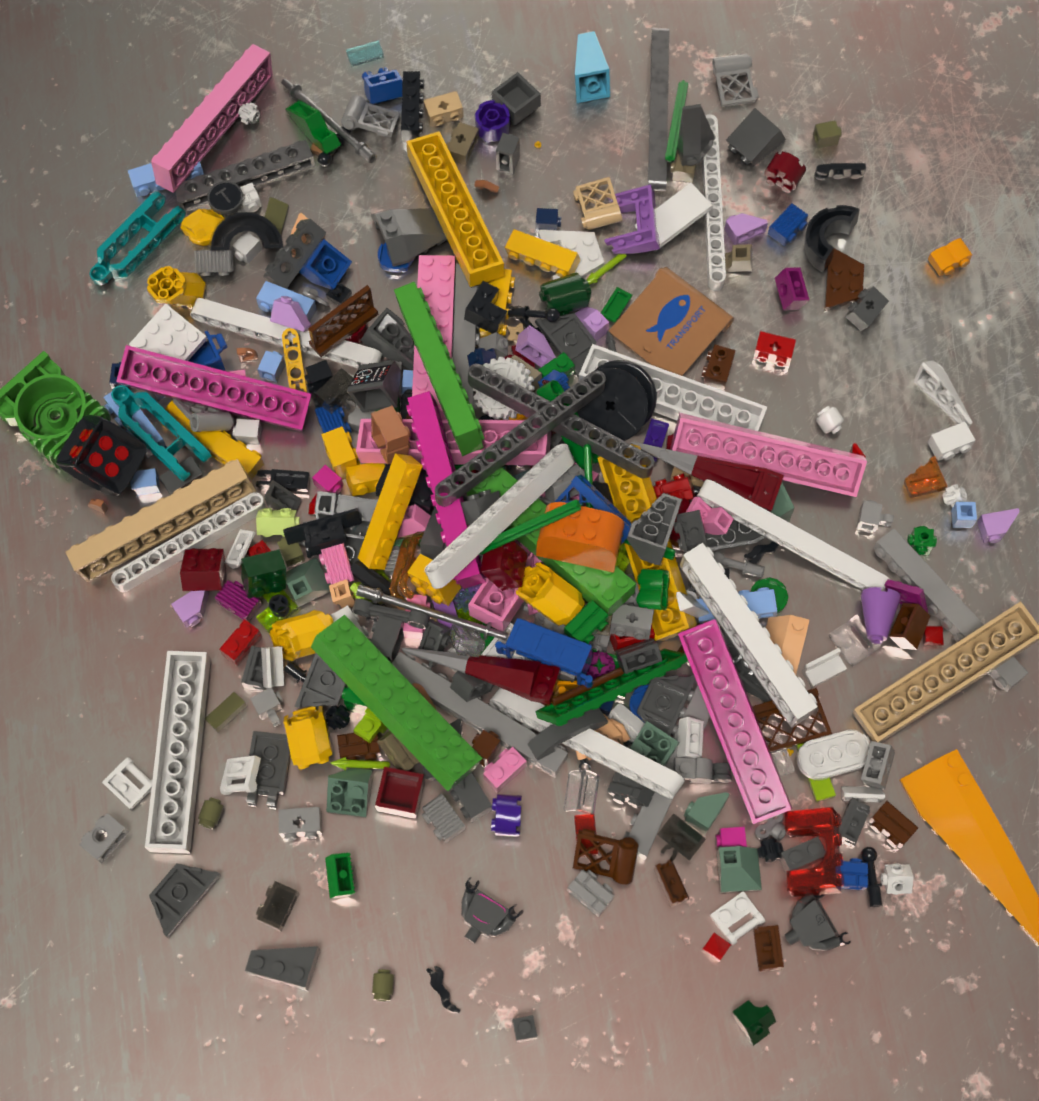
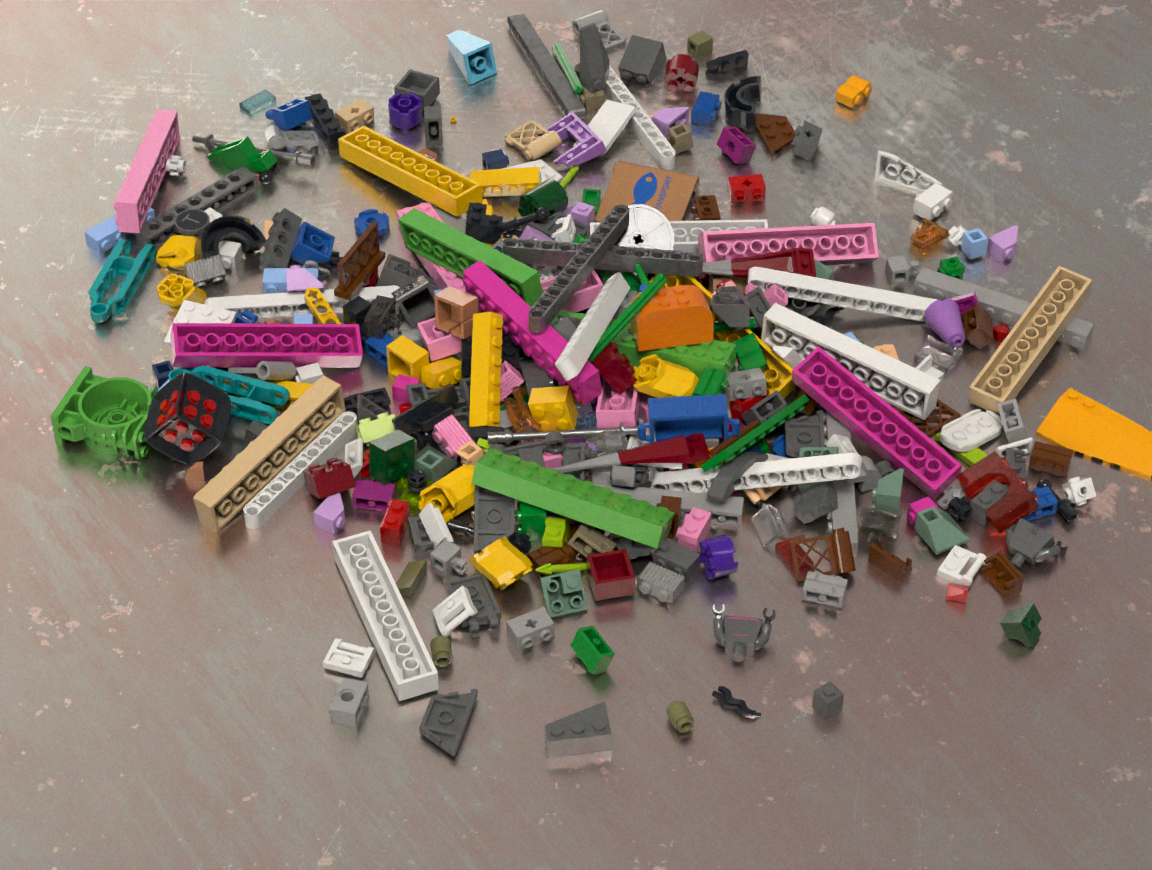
camera: 25 degrees left, 25 degrees down
(145, 482) = (234, 441): light blue brick -> none
(277, 906) = (547, 695): clear smoke brick -> none
(408, 232) = (375, 200): dark grey wedge -> none
(463, 142) = (387, 127): dark tan brick -> none
(560, 351) = (568, 230): none -> white hinge

